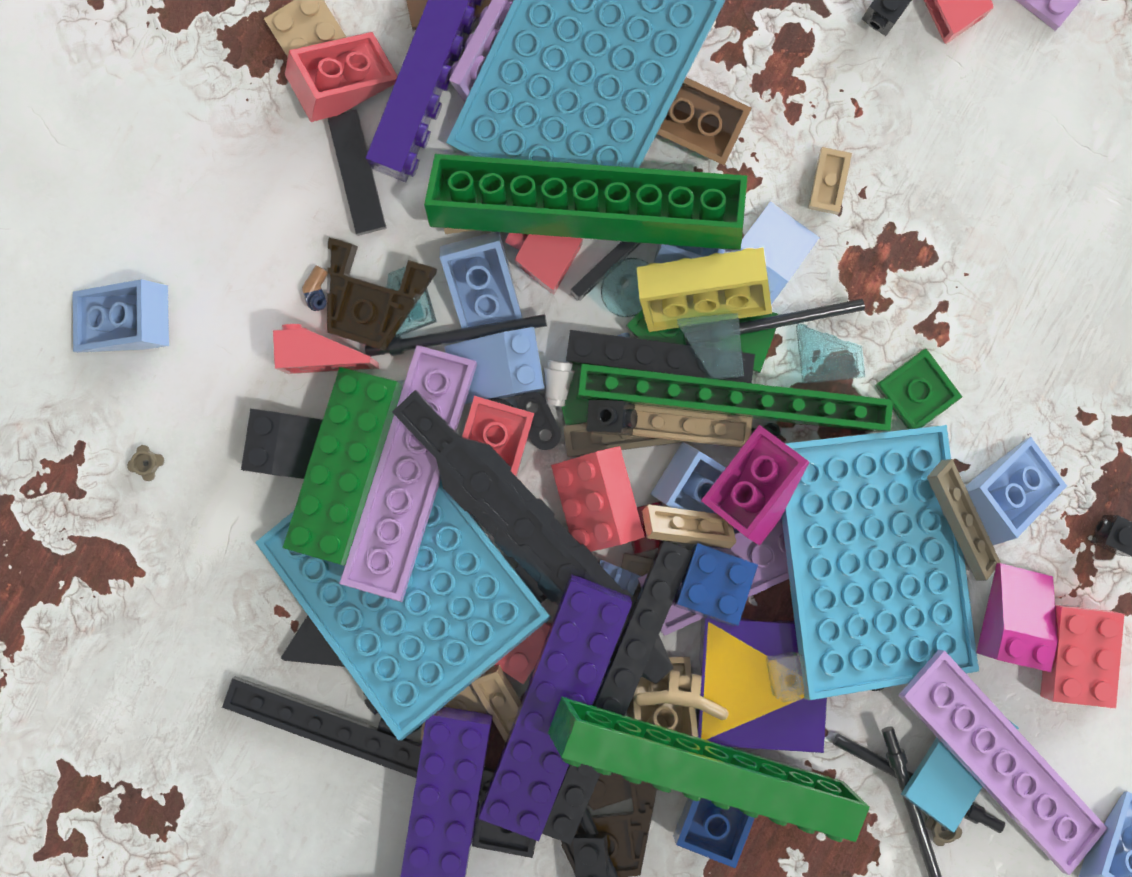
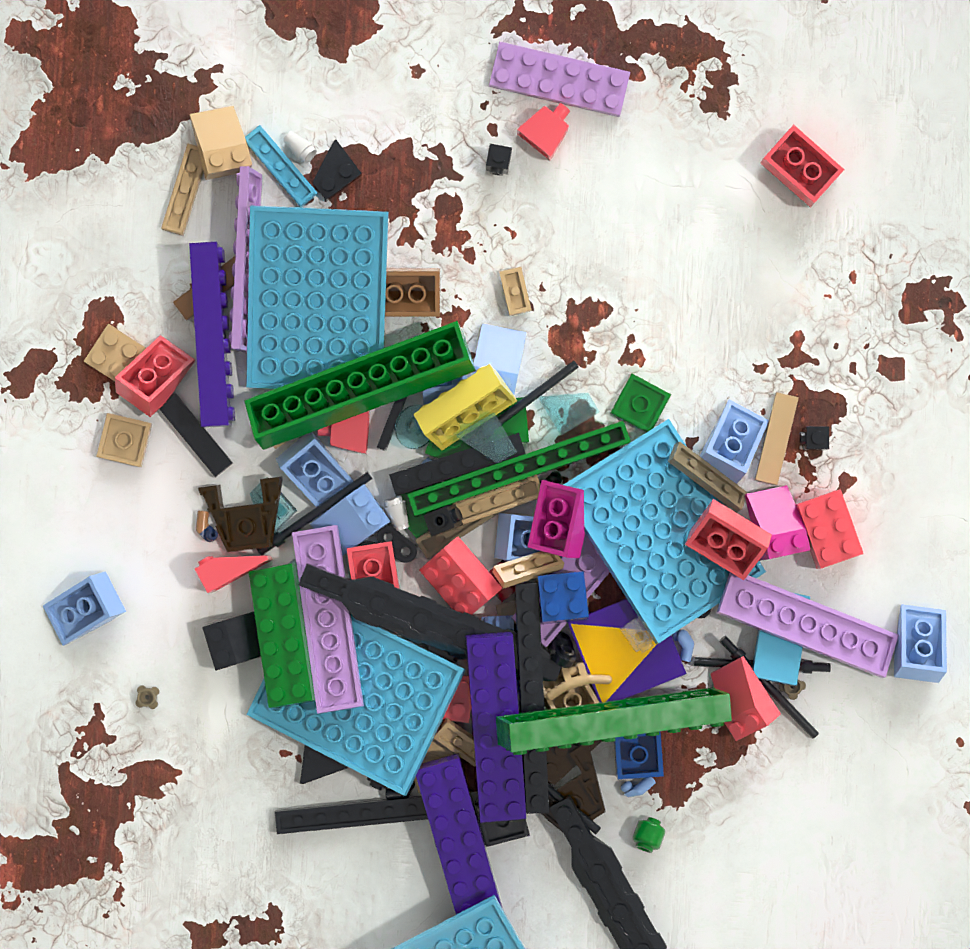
camera: 25 degrees left, 0 degrees up
(267, 137) = (124, 440): none -> tan plate
(682, 650) = (562, 650): none -> black plate
(692, 865) = (639, 789): none -> light blue arm
(837, 715) = (686, 643): none -> light blue arm
(889, 829) = (749, 700): none -> coral slope
(959, 611) = (728, 539): none -> coral brick
(1066, 512) = (776, 438): none -> tan tile

